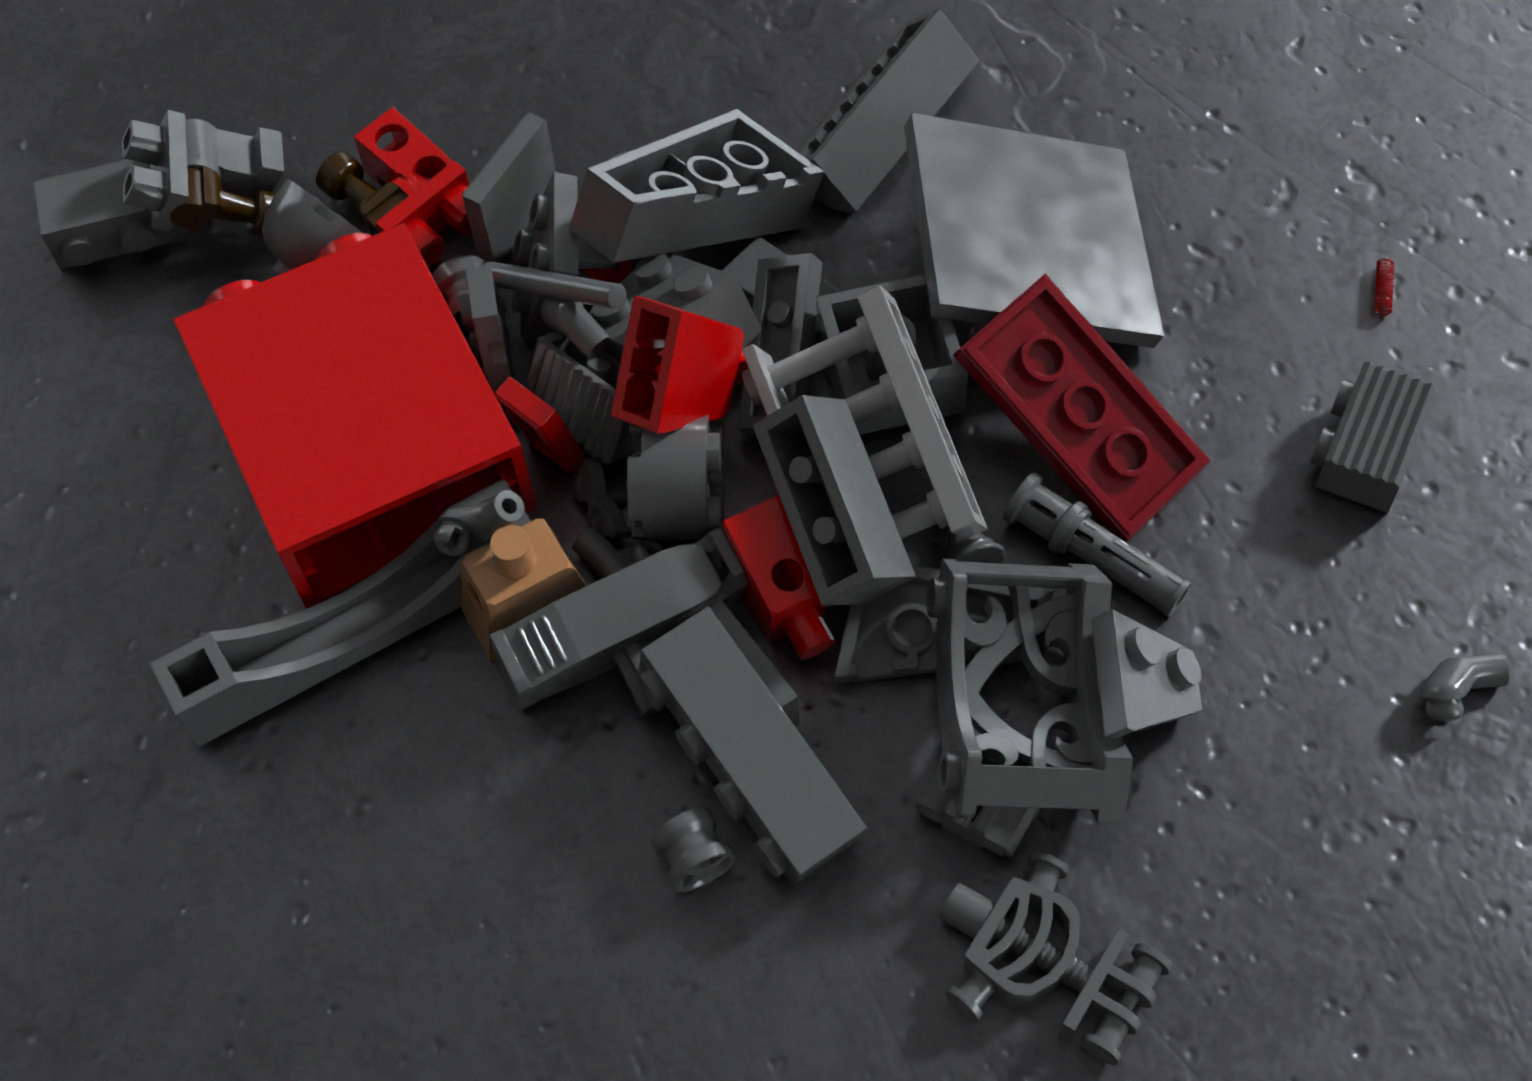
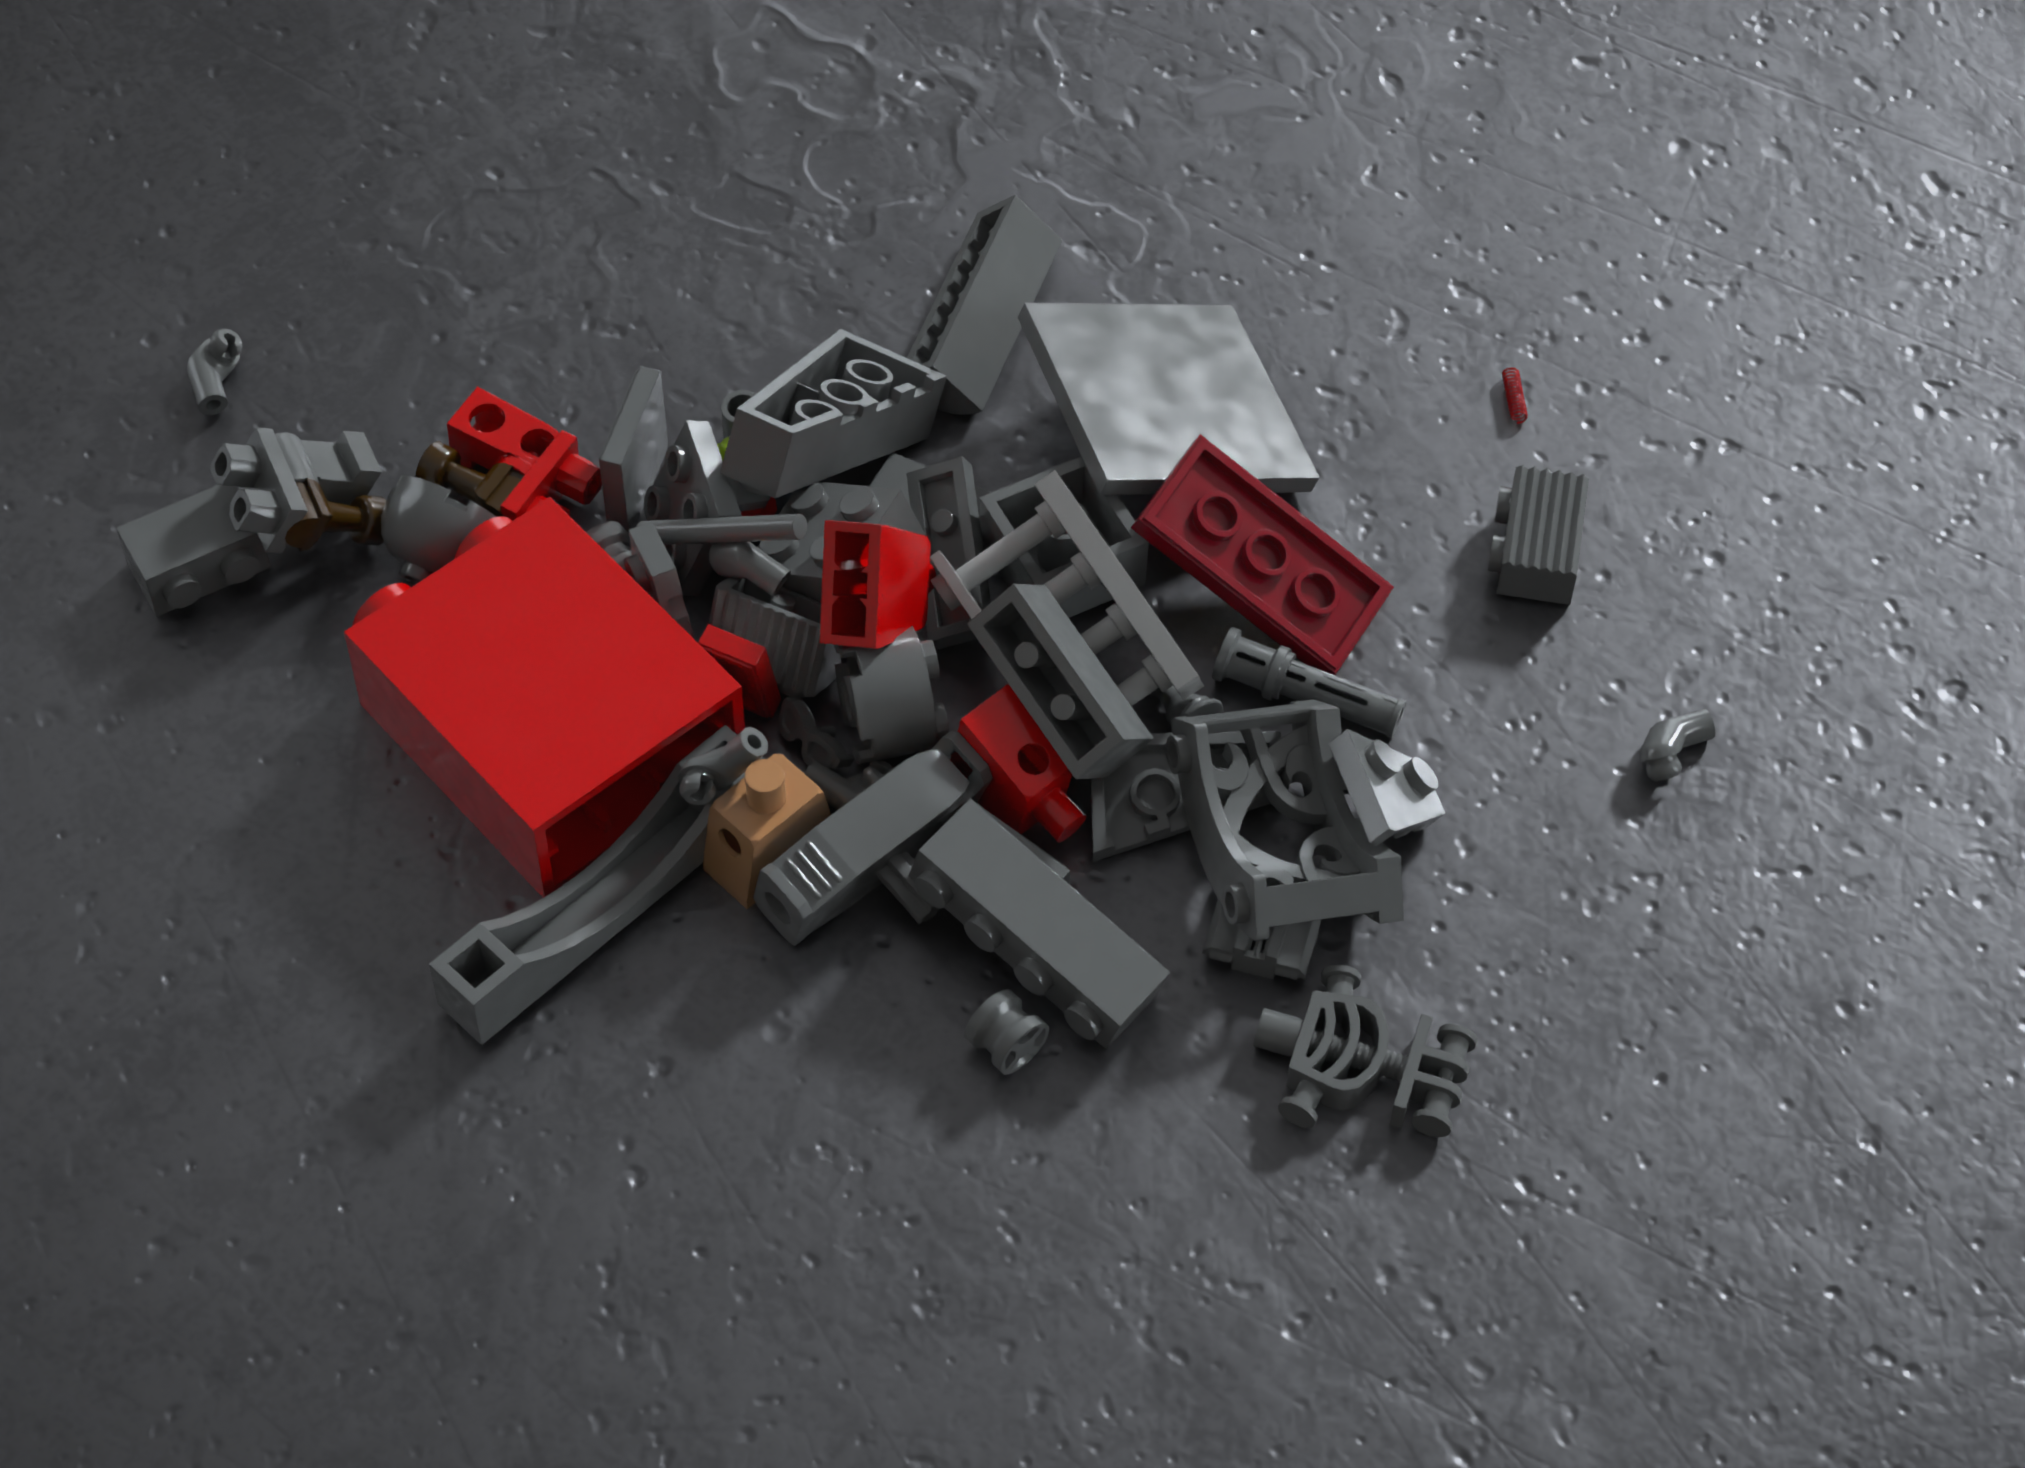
camera: 20 degrees left, 5 degrees down
(181, 49) = (209, 368): none -> dark grey arm

